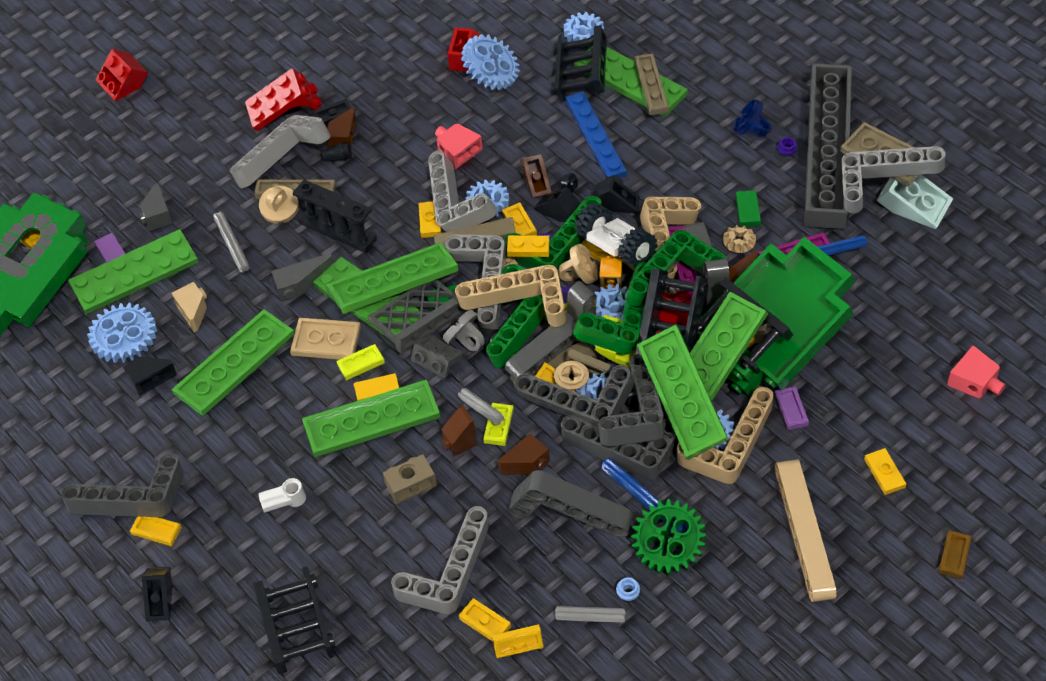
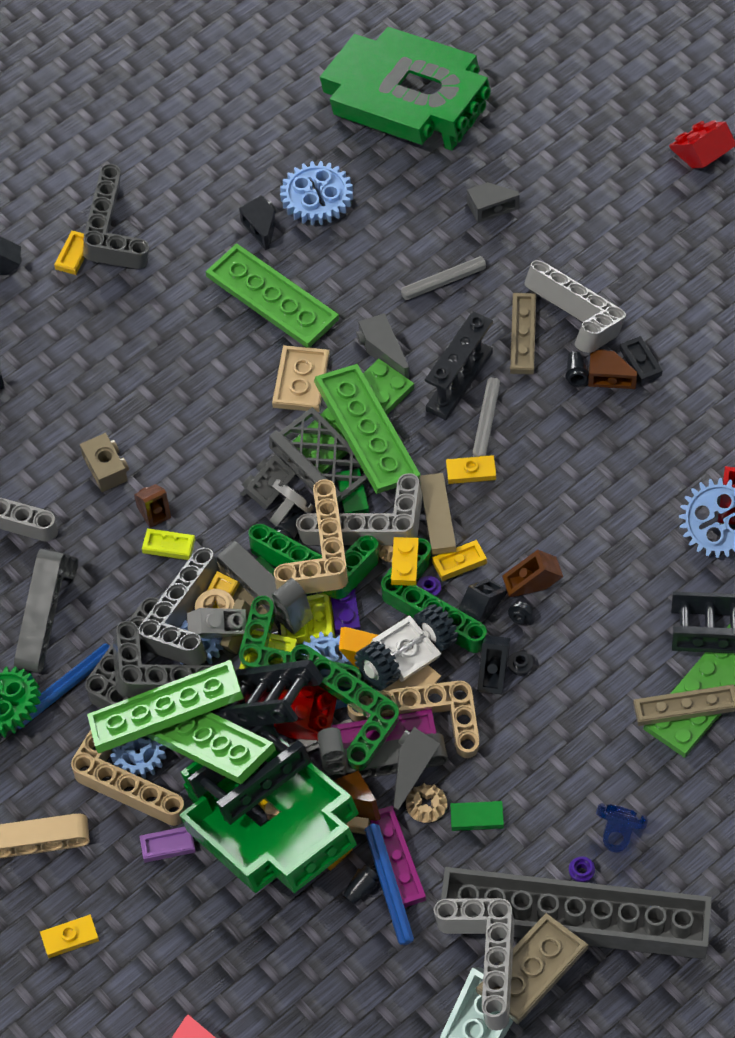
camera: 90 degrees right, 5 degrees up
(109, 247) = (434, 171): medium lavender tile -> none
(133, 271) = (404, 194): bright green plate -> none
(191, 304) = (348, 249): tan slope -> none
(278, 204) = (501, 311): tan tile -> none
(281, 95) = (661, 309): bracket -> none
(283, 496) = (95, 352): white piece -> none
(360, 362) = (263, 411): neon yellow plate -> none
(370, 418) = (187, 425): bright green plate -> none
(375, 386) = (228, 429): yellow tile -> none
(393, 211) = (486, 417): none -> light grey axle
(448, 211) = (498, 480): light grey beam -> none
(458, 143) = (585, 490): coral torso -> none
(481, 406) = (187, 523): light grey axle -> none
(494, 192) = (496, 523): light blue gear -> none
(524, 458) = (121, 570): reddish brown slope -> none
(579, 265) = (378, 616): tan tile -> none
(595, 135) = (604, 646): blue plate -> none
(595, 364) = (217, 622): none -> light grey slope
(721, 235) = (412, 759): none -> dark grey slope

